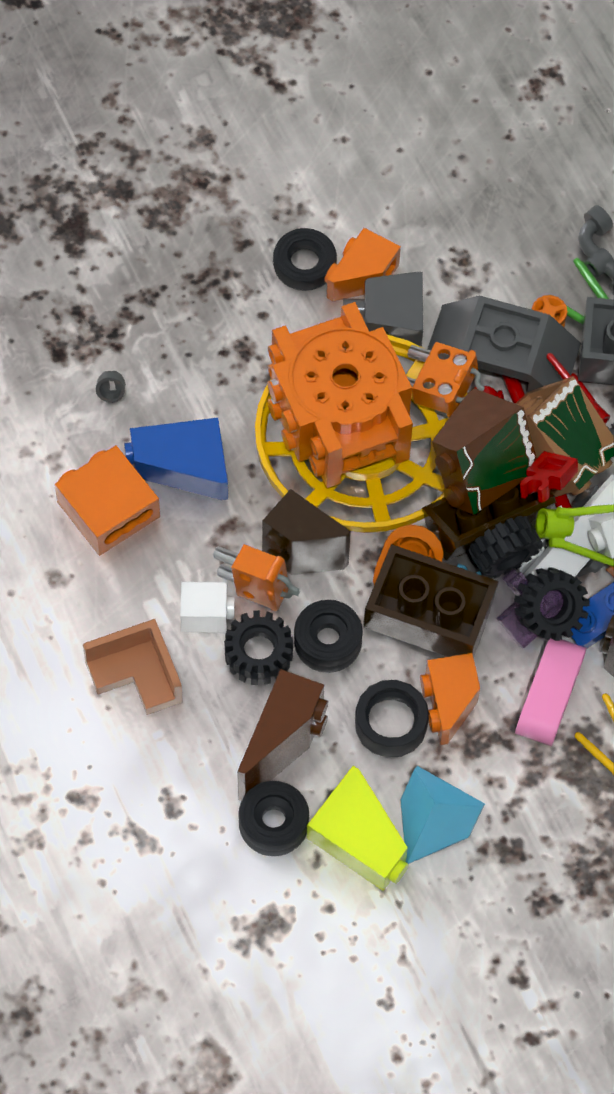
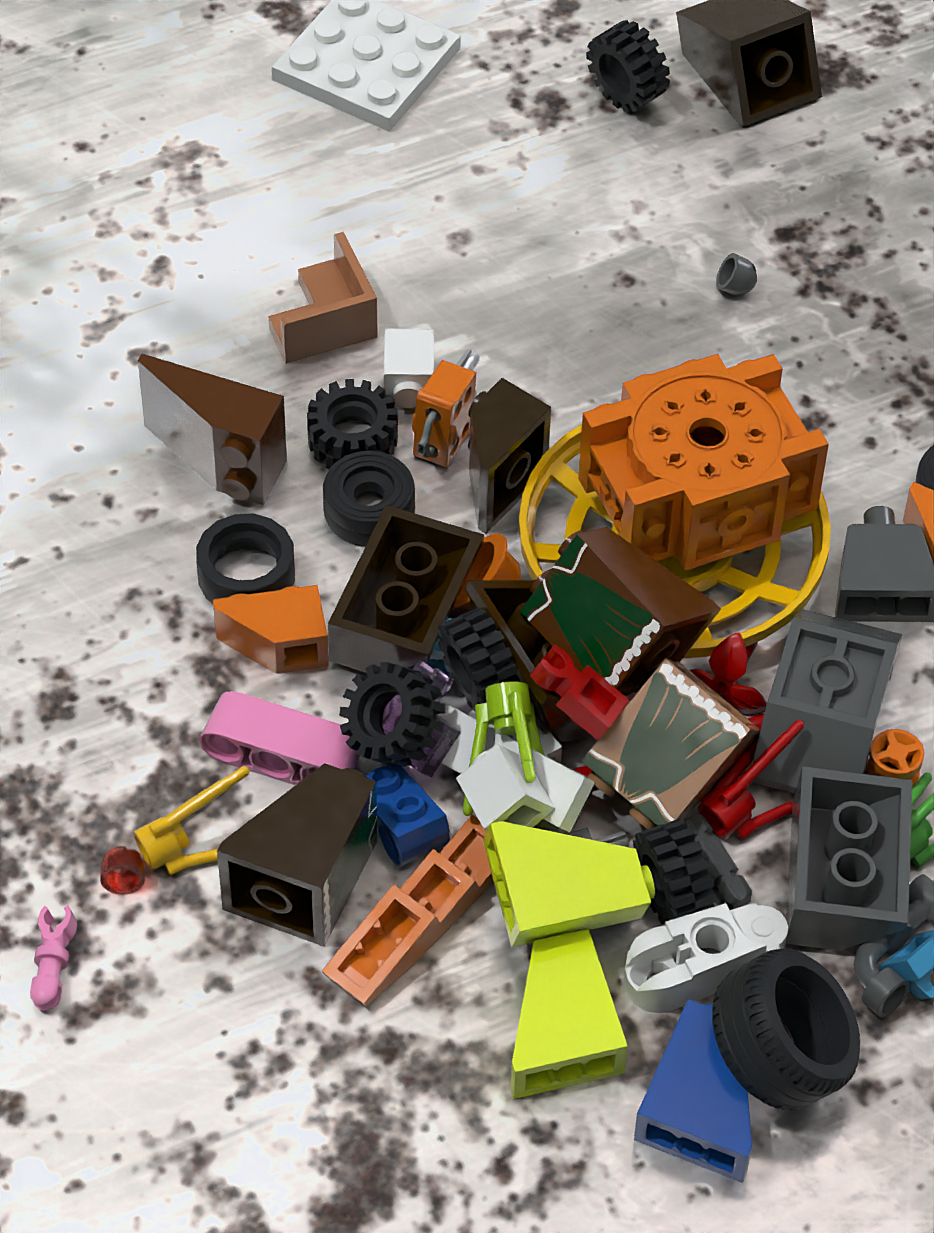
camera: 90 degrees right, 10 degrees down
(107, 499) = (561, 269): orange piece -> none
(181, 456) = (627, 340): blue slope -> none
(273, 796) = (114, 466): black tyre -> none
(359, 832) = (86, 526): neon yellow slope -> none
(435, 814) = (103, 606): medium azure slope -> none
(444, 376) = (753, 595): orange piece -> none

